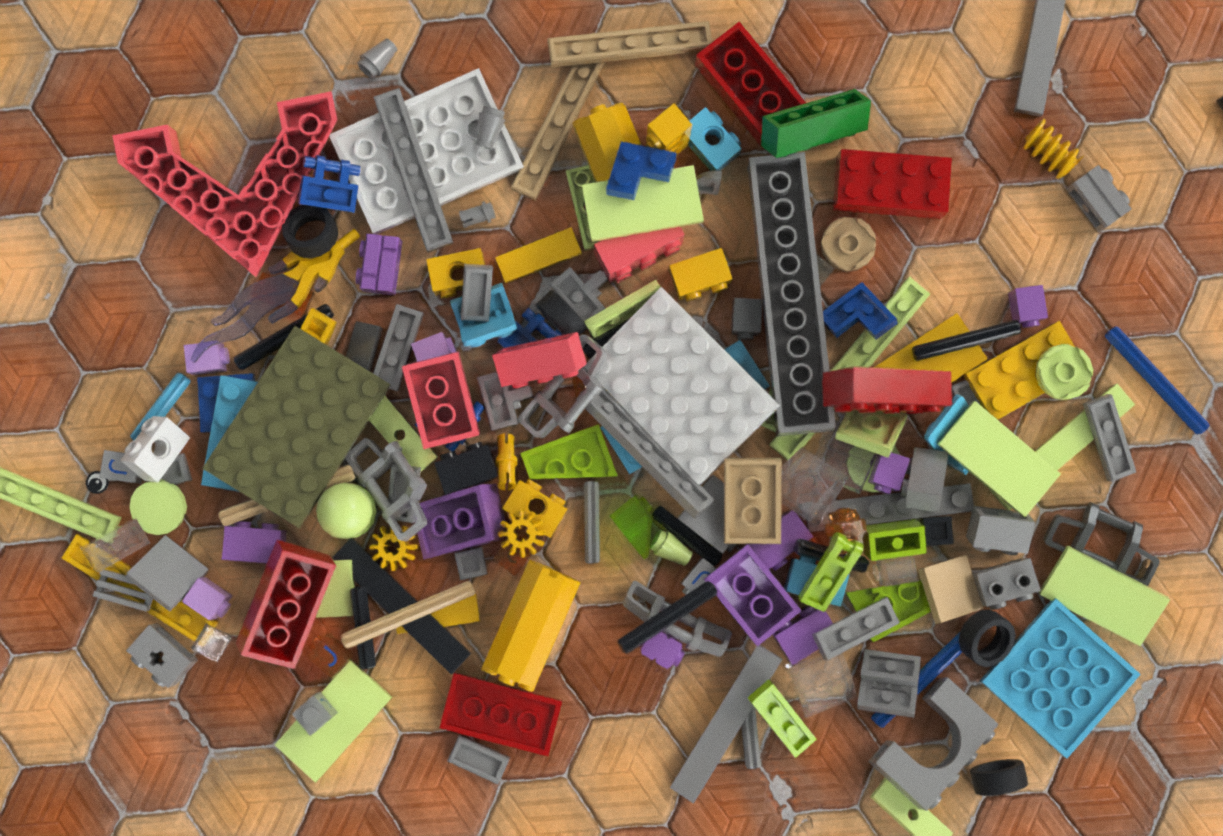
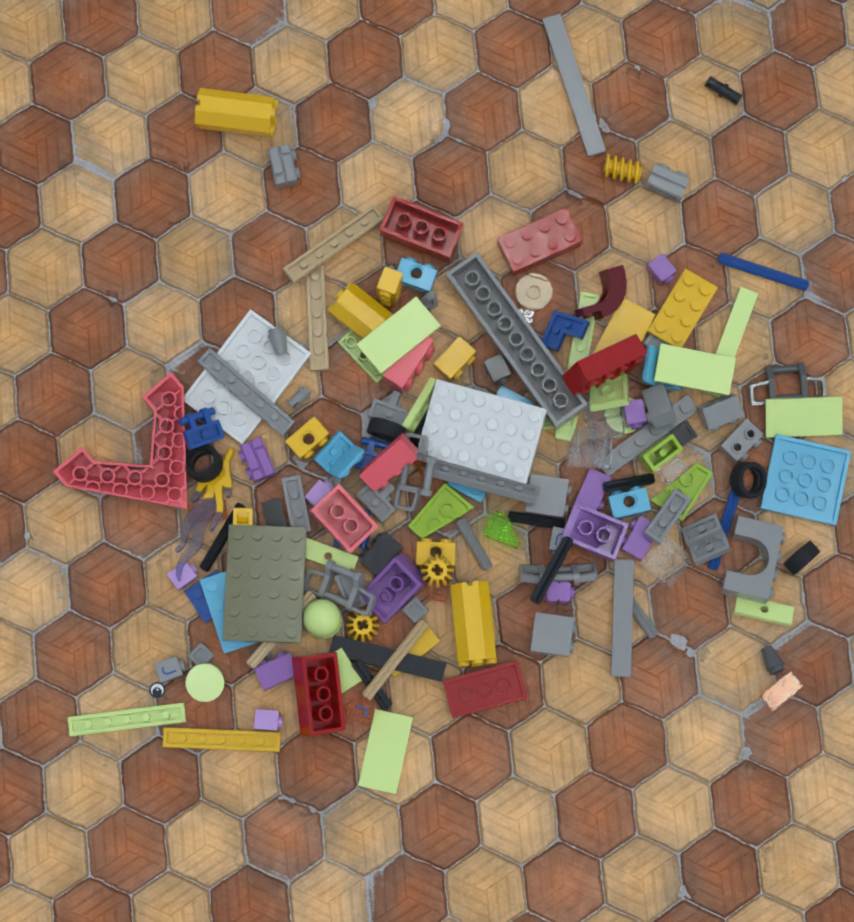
camera: 30 degrees left, 5 degrees down
(101, 584) = (197, 746): light grey tile -> none
(115, 545) = (194, 717): clear brick -> none
(165, 400) = (171, 622): medium azure axle -> none
(166, 573) = (234, 717): light grey tile -> none
(168, 443) = (185, 646): white brick -> none
(176, 657) = (249, 763): light grey brick -> none
(211, 642) = (284, 745): clear tile -> none
(314, 713) = (373, 749): light grey brick -> none
(376, 59) = (183, 339): light grey cone -> none
(476, 292) = (327, 444): light grey tile -> none
(478, 759) = (486, 725): light grey tile -> none
(506, 462) = (402, 535): yellow pin -> none
(538, 255) = (350, 402): yellow tile -> none
(625, 694) = (552, 635): none -> light grey piece
(636, 162) = (381, 314): blue plate -> none
(669, 547) = (530, 533): yellowish green cone -> none
(752, 500) = (563, 475): tan tile -> none
(781, 718) = (654, 595): lime plate -> none
(815, 123) = (473, 231): green brick -> none
(830, 572) = (633, 491): lime plate -> none
(847, 523) = (628, 462): clear orange brick -> none
(950, 301) = (613, 293): none -> dark red arch
(950, 589) = (710, 463): tan tile -> none
(966, 340) = (636, 310): black axle -> none
(1064, 372) = (704, 297): yellowish green tile -> none
(1109, 437) = (754, 321): light grey tile -> none

